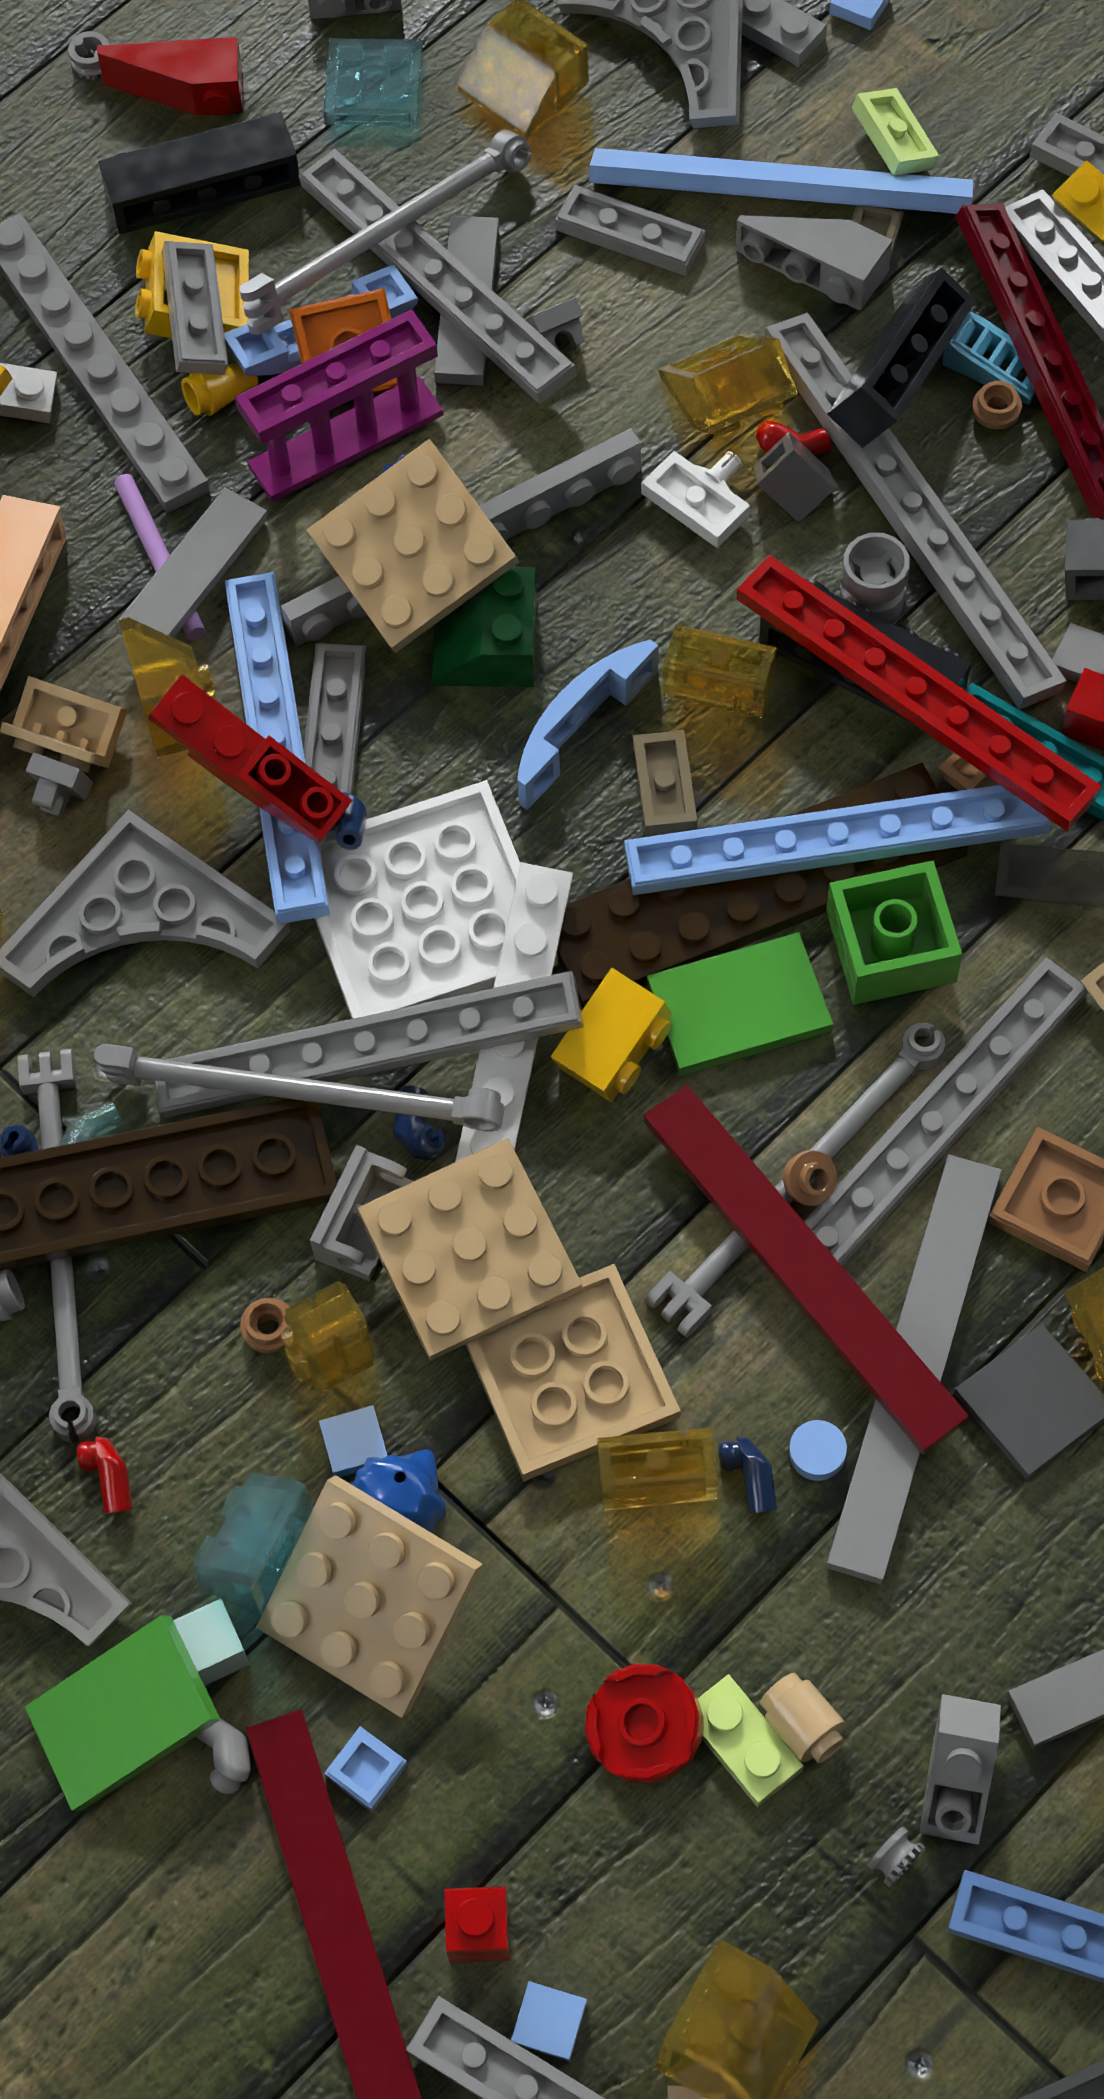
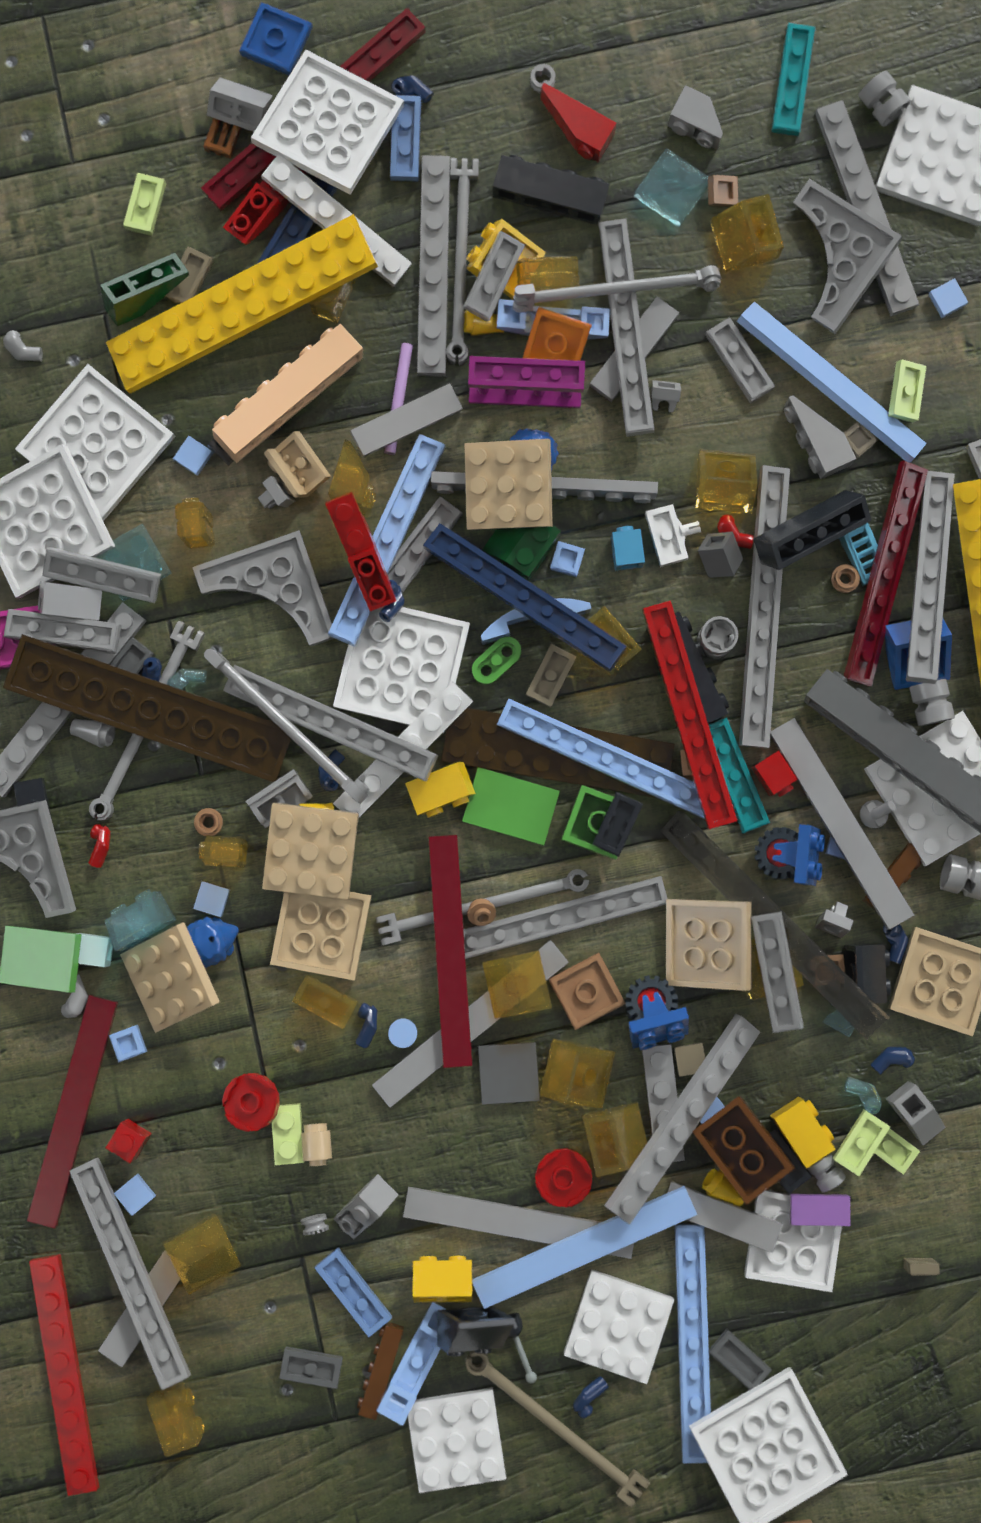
camera: 30 degrees right, 20 degrees up
(60, 229) = (464, 176): none -> light grey hinge
(274, 255) = (548, 272): none -> clear yellow brick
(446, 42) = (722, 190): none -> medium nougat plate
(547, 681) = (525, 597): none -> dark blue plate
(565, 815) = (496, 661): none -> bright green plate
(570, 617) = (567, 559): none -> light blue tile
(652, 547) = (627, 548): none -> dark azure brick
(926, 897) = (617, 824): none -> black plate
(948, 1241) = (517, 984): none -> clear yellow slope

